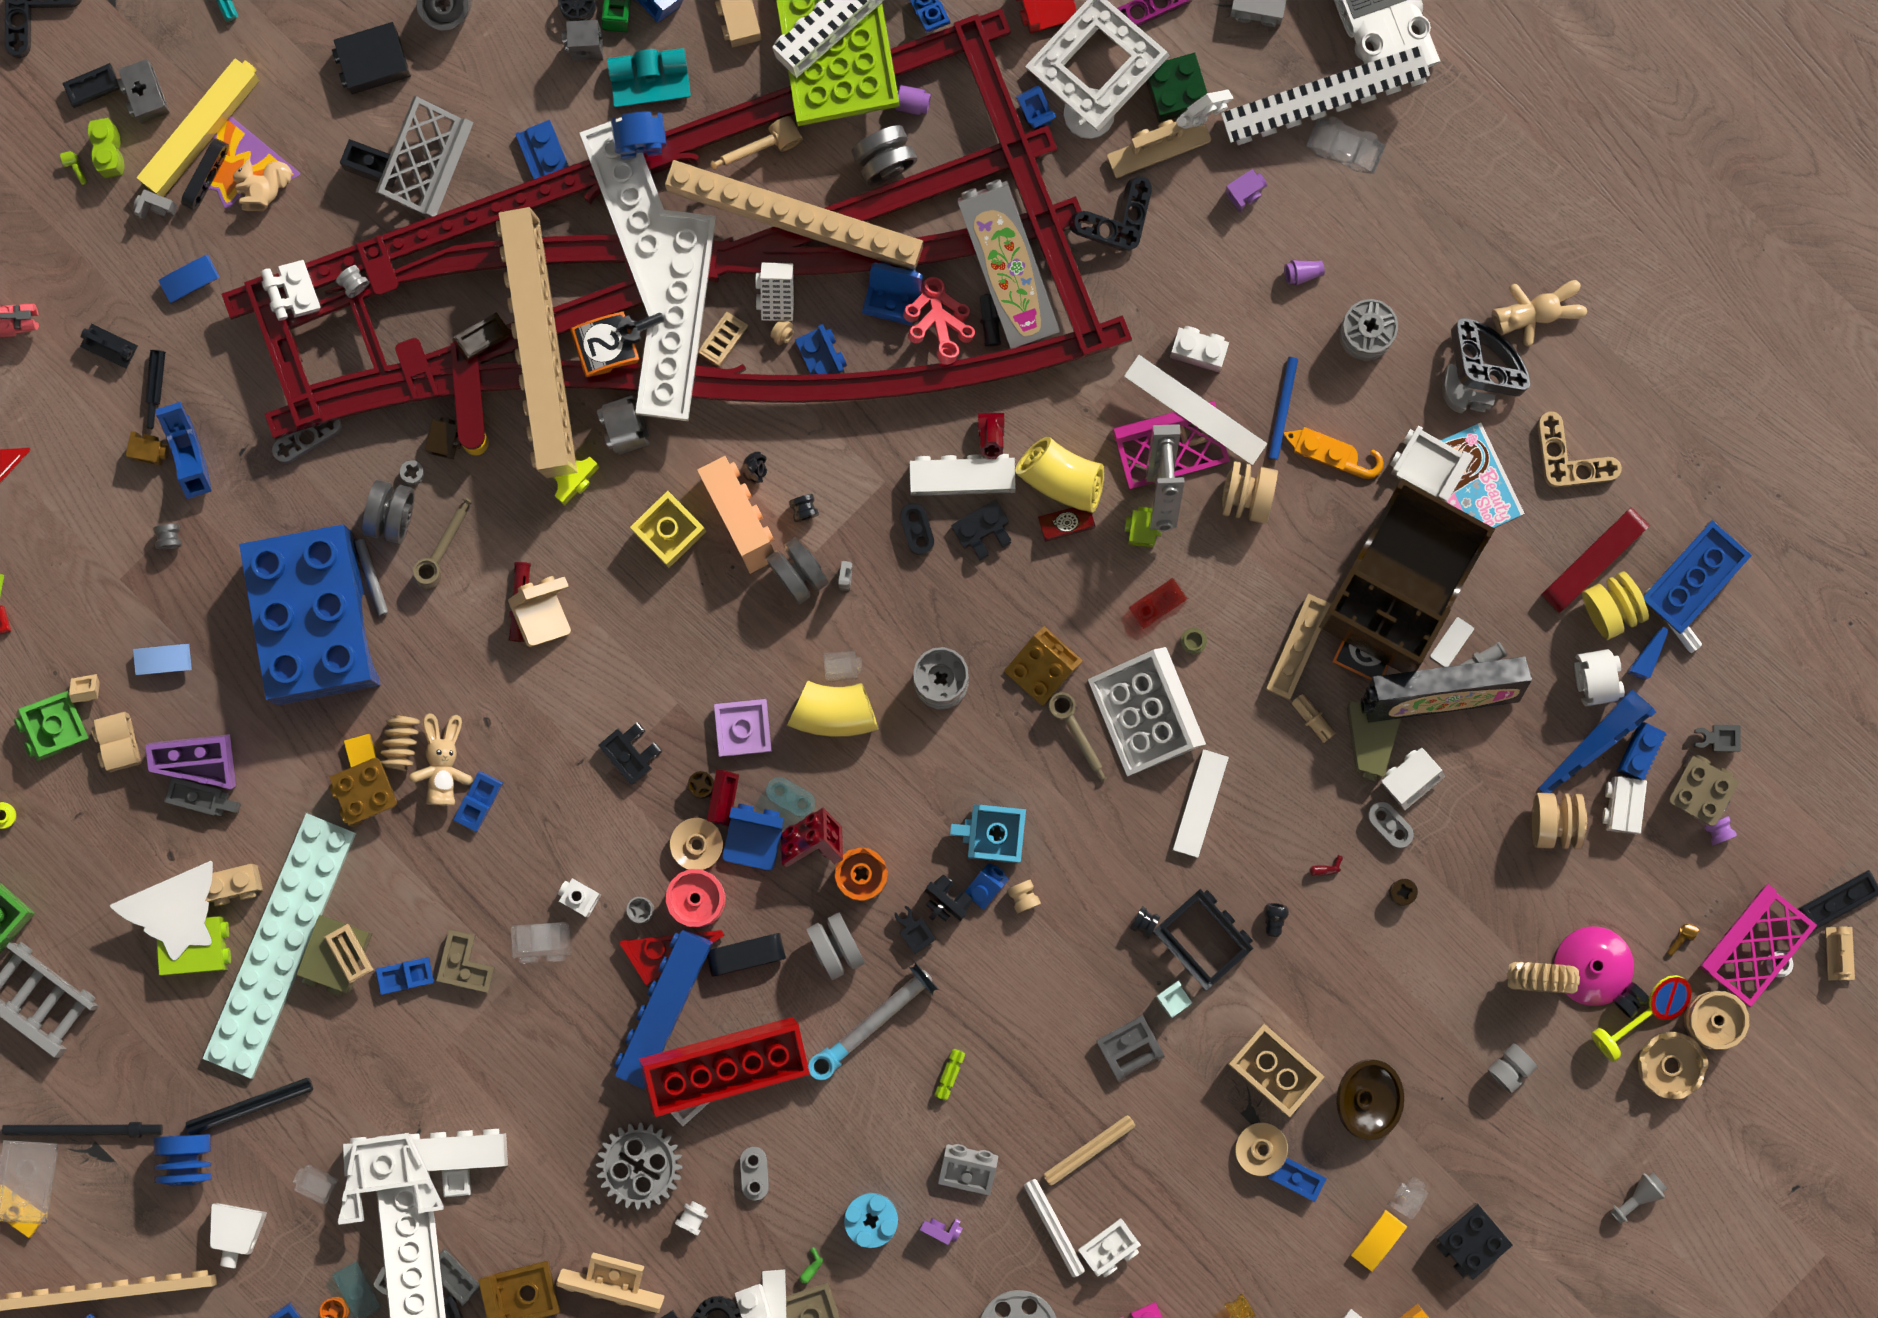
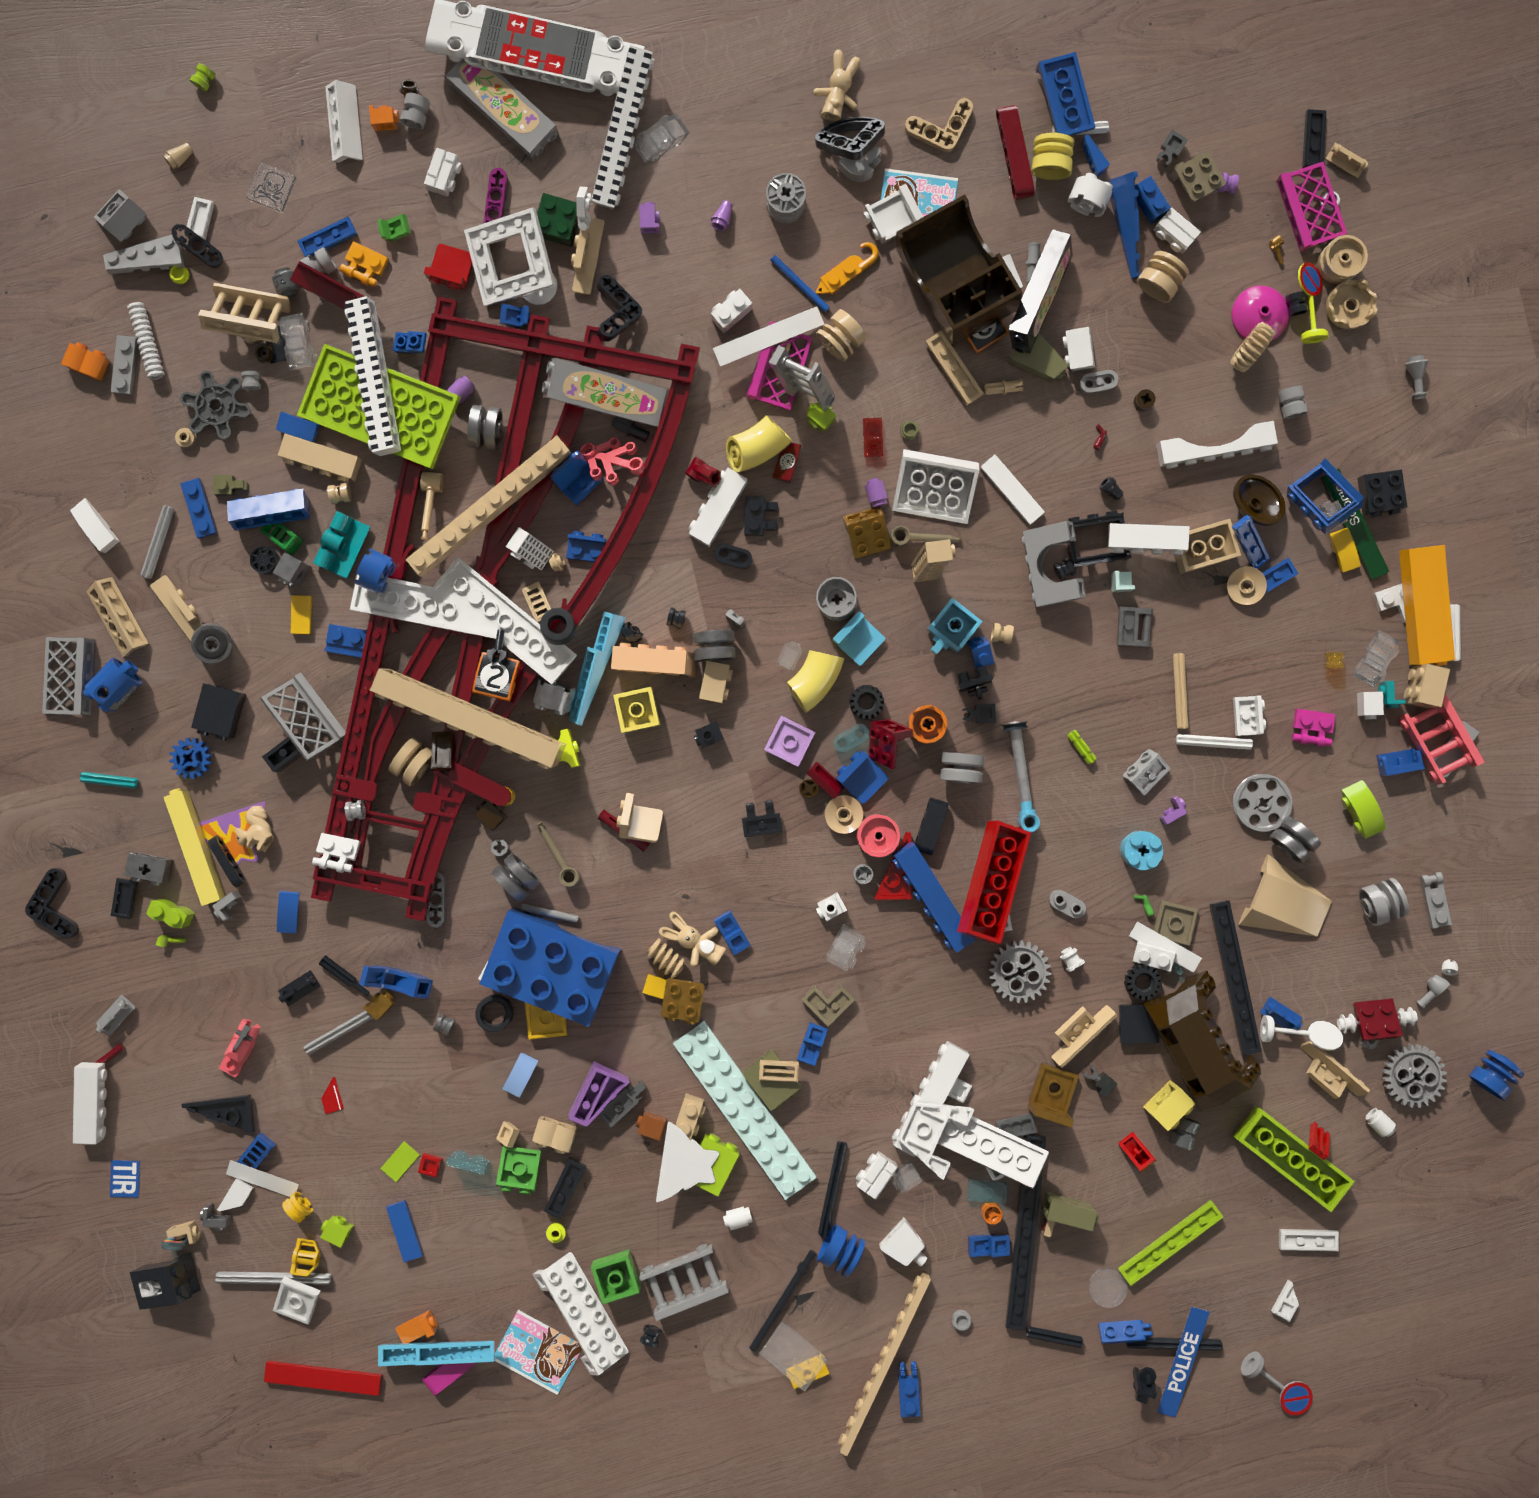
camera: 60 degrees left, 5 degrees up
(21, 652) = (463, 1161): none -> clear light blue plate
(61, 793) = (565, 1188): none -> black plate
(84, 421) = (337, 1032): none -> light grey axle
(147, 1016) = (738, 1218): none -> white brick
(195, 846) = (650, 1125): none -> dark orange brick
(201, 571) = (496, 1027): none -> black tyre
(239, 649) = (544, 1023): none -> yellow plate
(297, 1146) = (876, 1175): none -> white brick
(309, 62) = (182, 760): none -> blue gear
(447, 310) = (411, 762): none -> tan wheel
(540, 82) = (301, 614): none -> yellow tile
(691, 448) = (595, 664): none -> medium azure slope
(691, 630) = (708, 735): none -> black brick
(706, 38) = (339, 493): none -> tan wheel
(711, 362) = (555, 614): none -> black tyre
(756, 599) = (715, 681): none -> tan brick
(844, 805) = (874, 693): none -> black tyre
(912, 733) = (858, 639): none -> medium azure bracket
(1043, 753) = (932, 560): none -> tan brick
(1095, 647) = (876, 492): none -> medium lavender brick
(1152, 872) = (1037, 544): none -> light grey arch
(1238, 993) = (1148, 538): none -> white brick
(1313, 1120) = (1250, 542): none -> blue tile
(1368, 969) = (1178, 451): none -> white arch
(1396, 1164) = (1308, 508): none -> blue window
(1417, 1234) = (1365, 544): none -> dark green tile

